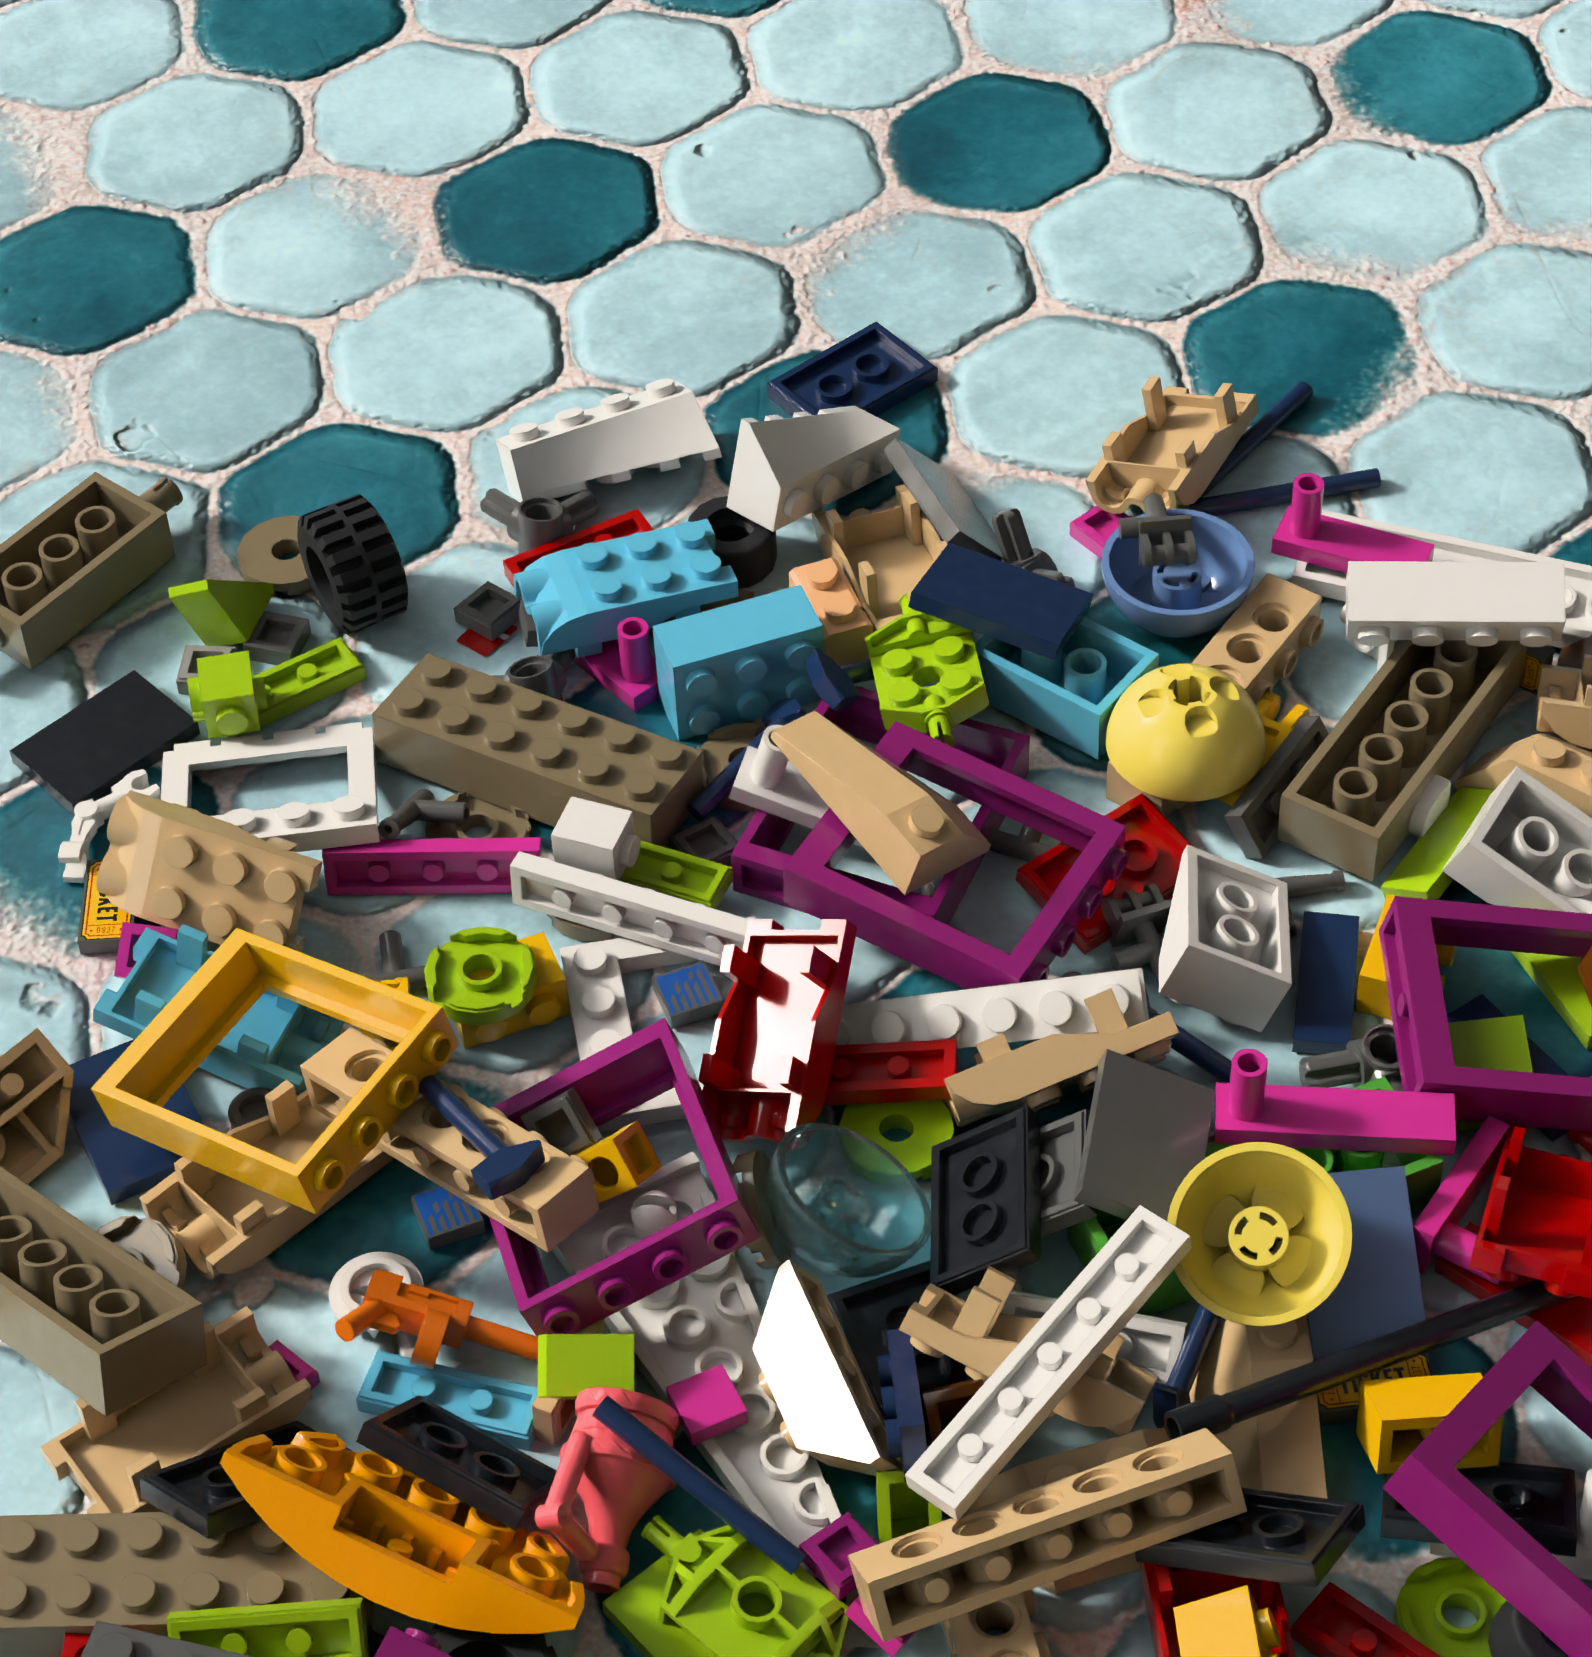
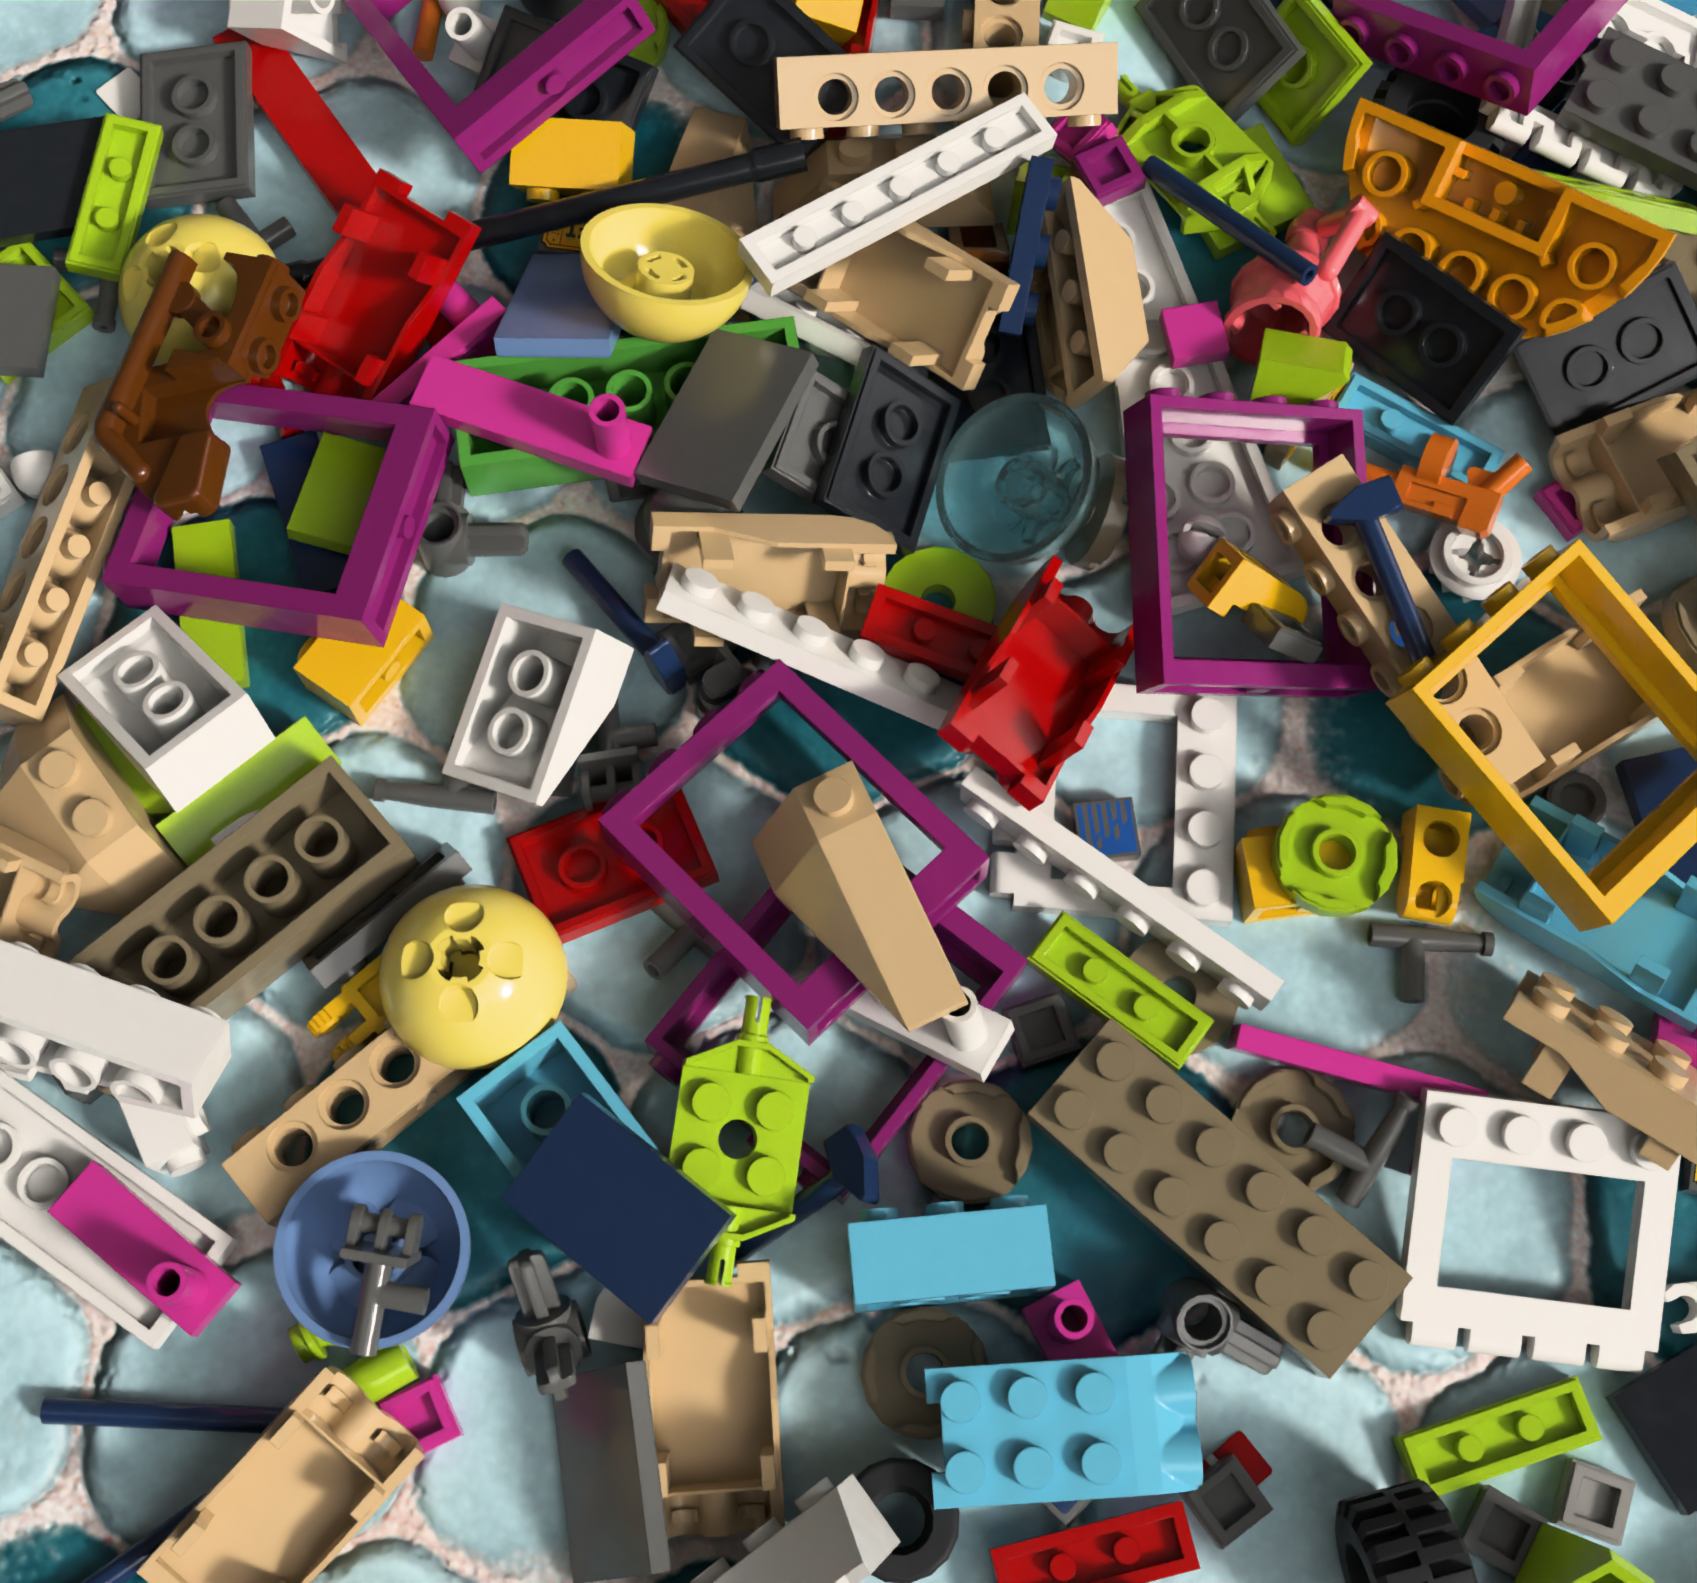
camera: 170 degrees left, 25 degrees up
(227, 694) = (1582, 1395): lime brick -> none
(595, 838) = (1179, 999): white brick -> none
(720, 787) = (912, 1154): dark blue piece -> none
(836, 608) = (811, 1332): light nougat brick -> none
(1325, 983) = (447, 666): dark blue tile -> none

